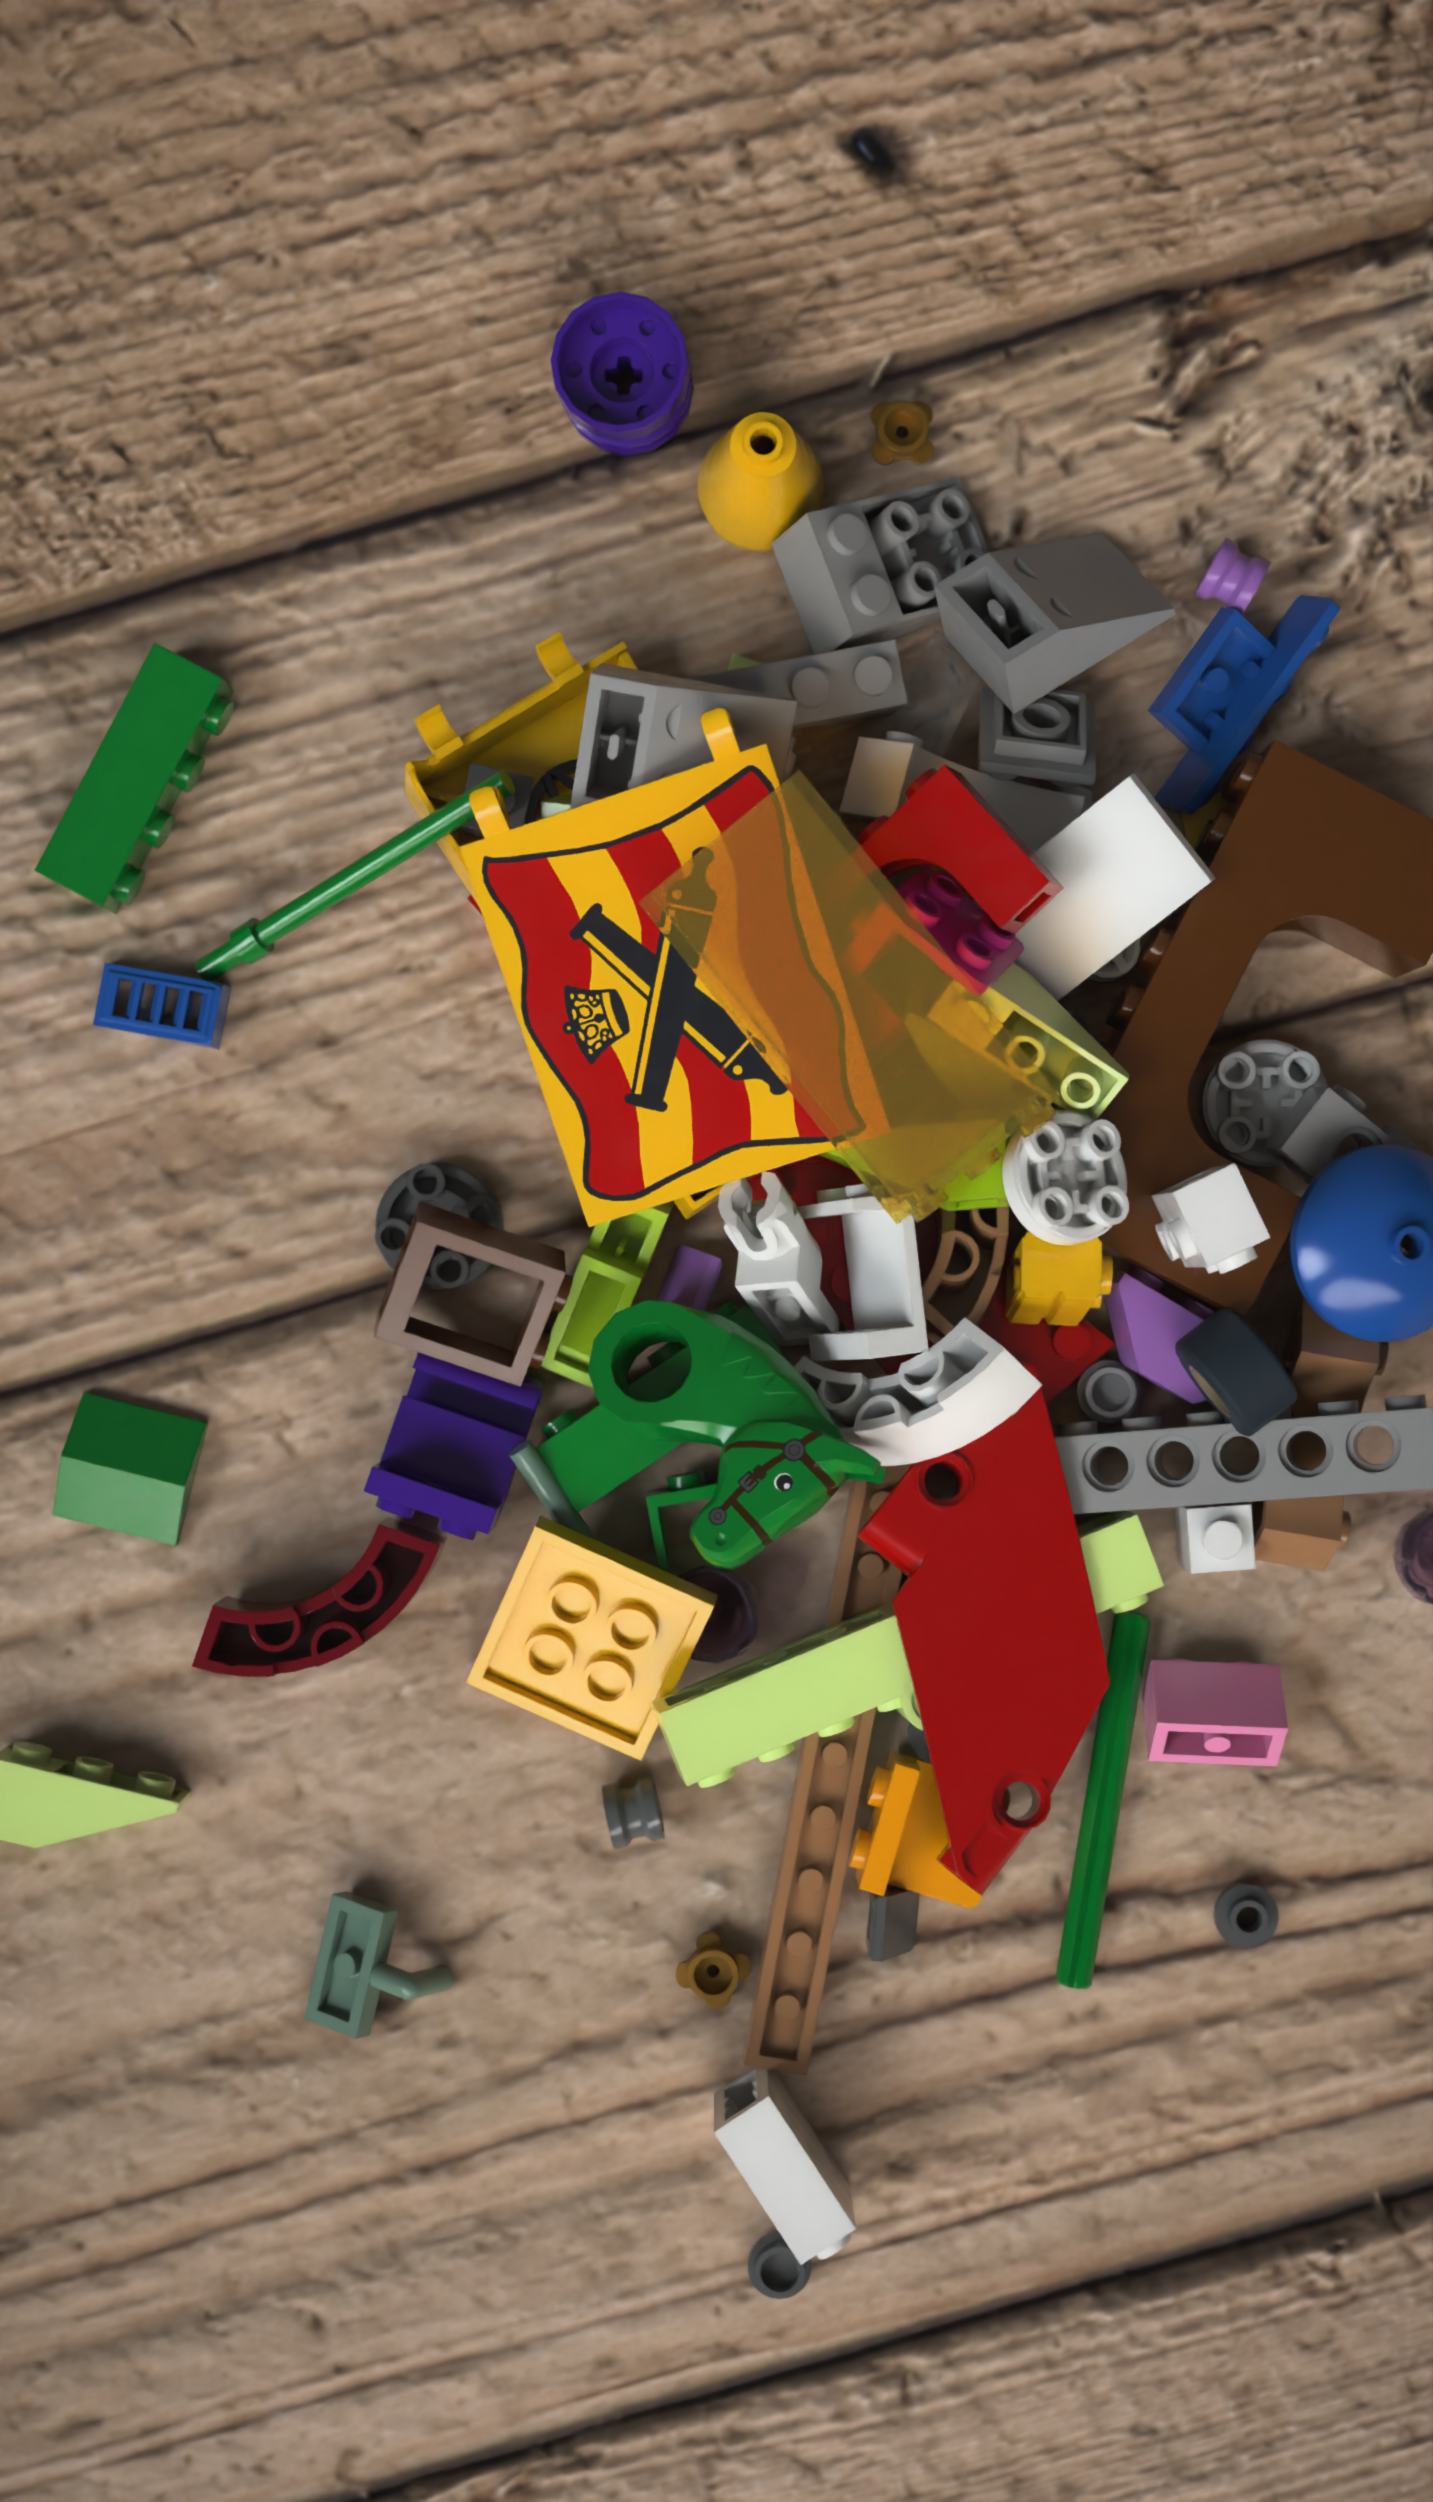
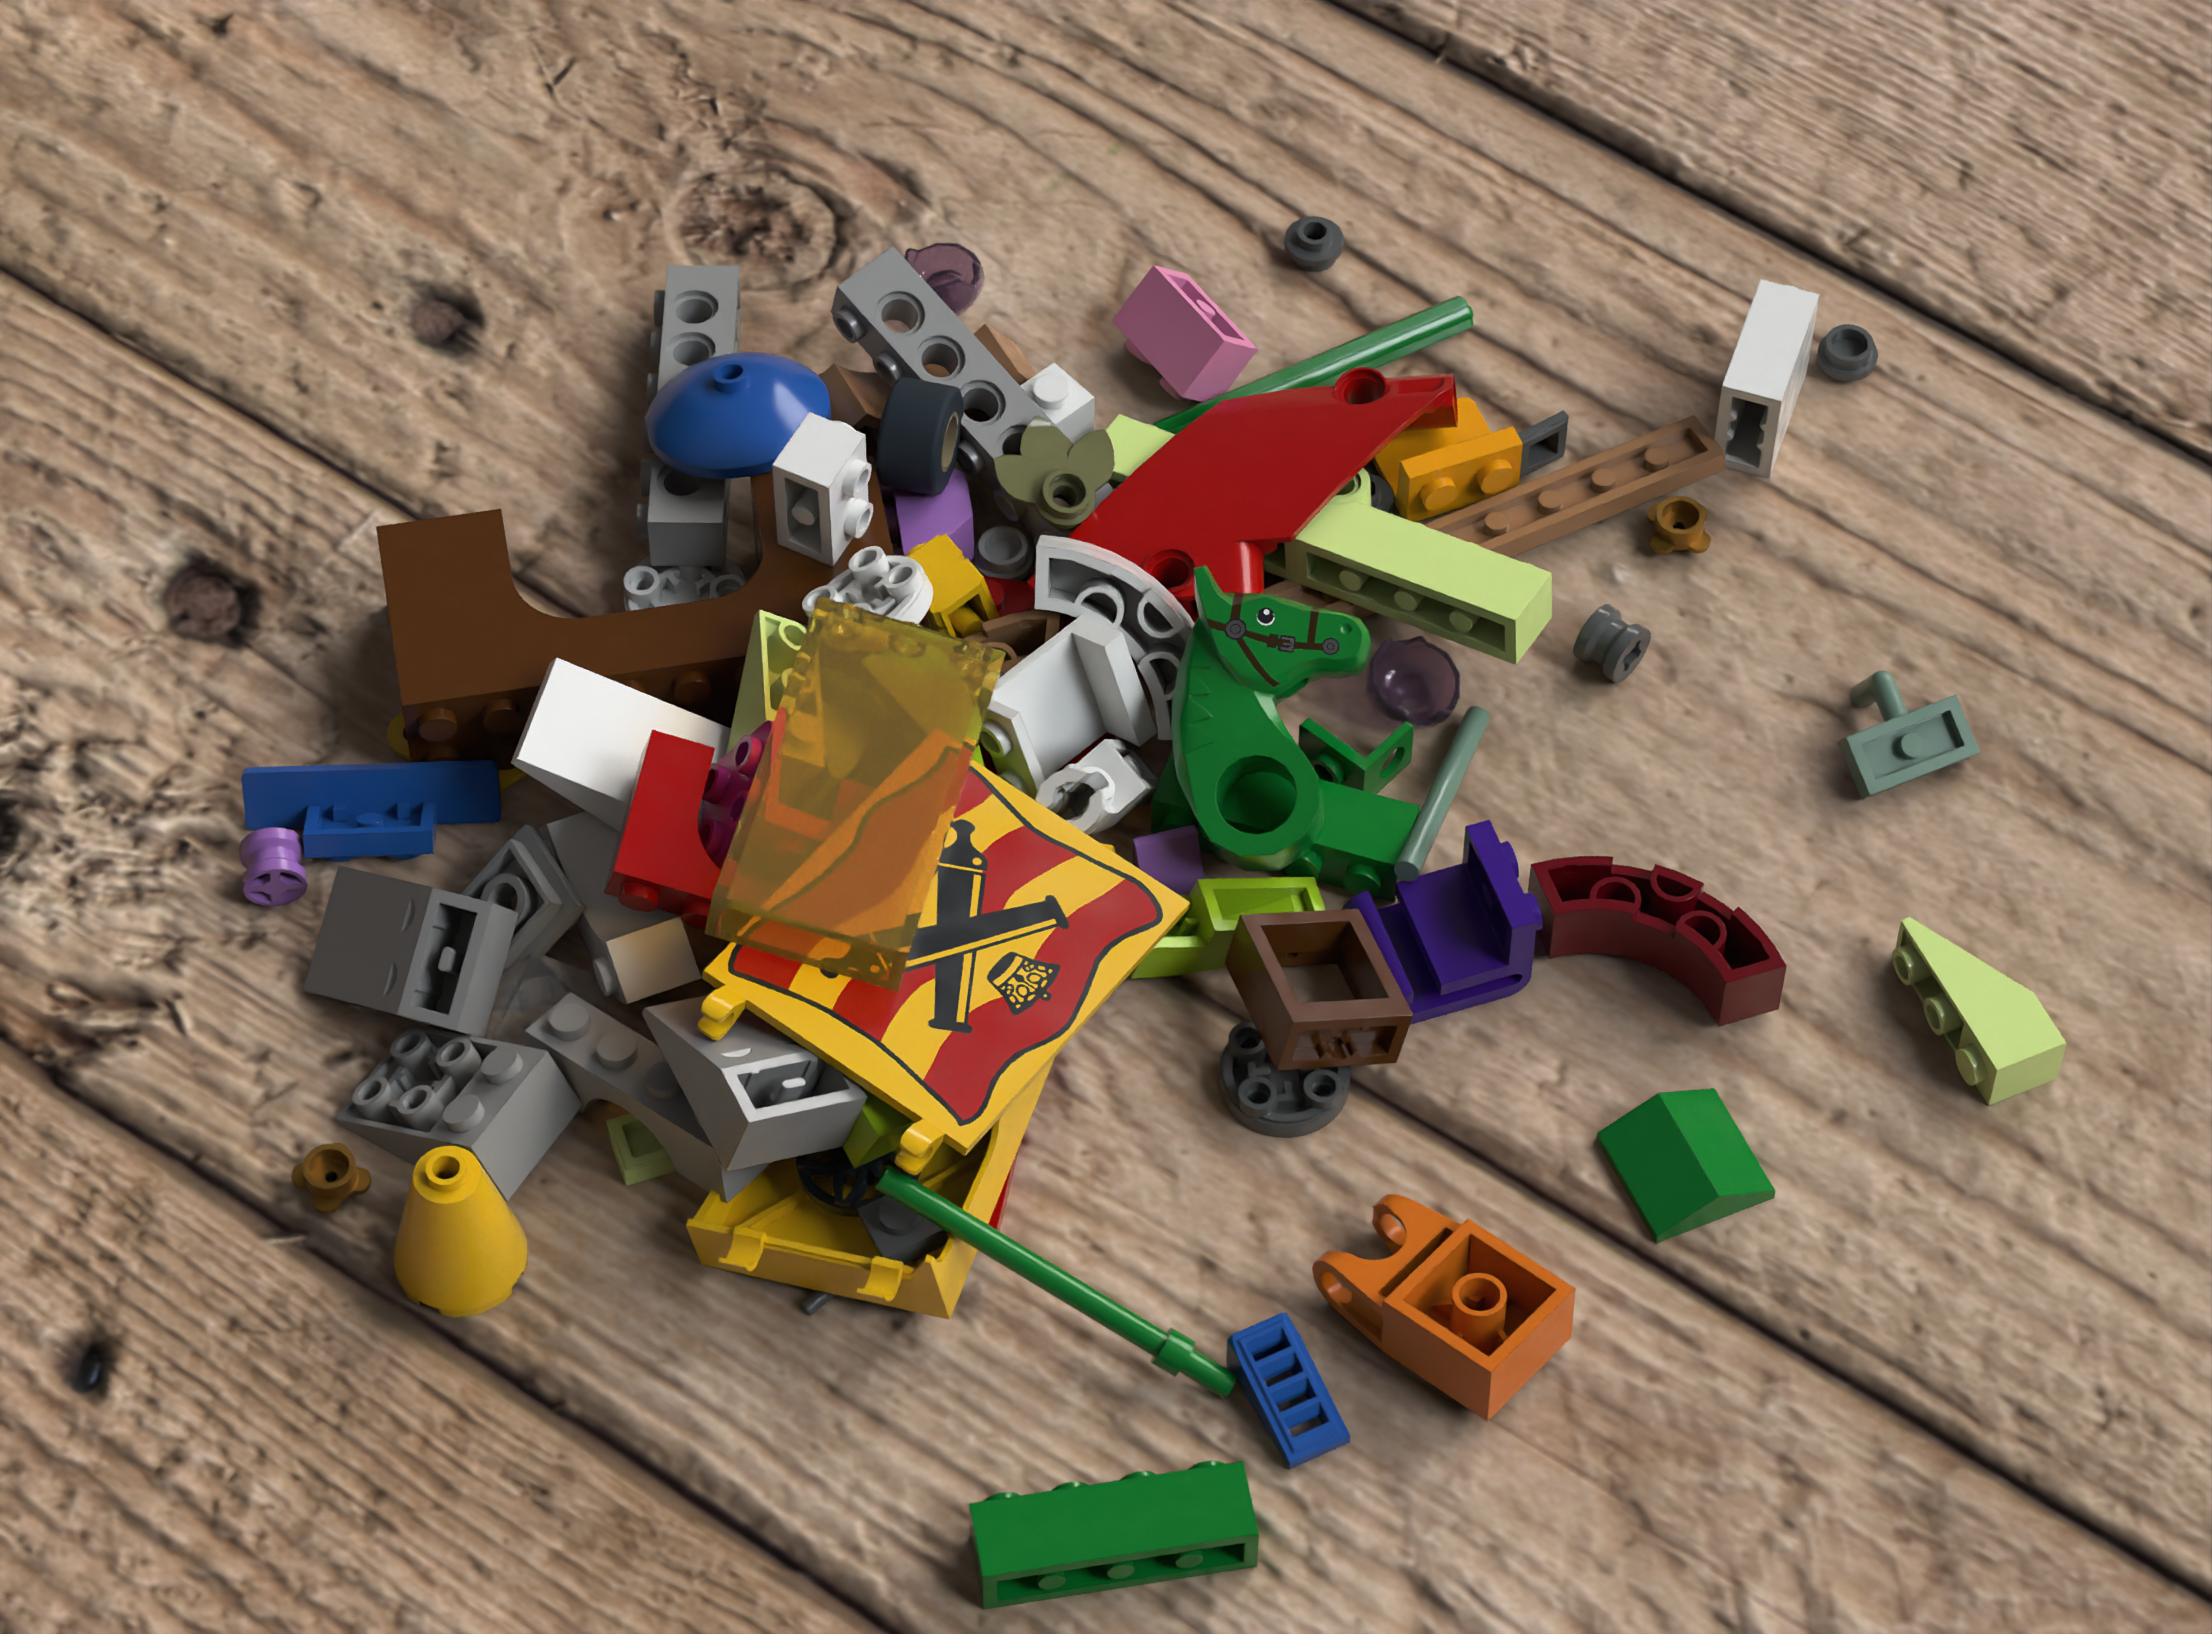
camera: 130 degrees left, 35 degrees down
(147, 1171) = (1451, 1303): none -> orange brick
(591, 1637) = (1507, 742): yellow plate -> none
(616, 337) = (452, 1379): dark purple wheel -> none
(1132, 1469) = (1053, 467): none -> olive plate

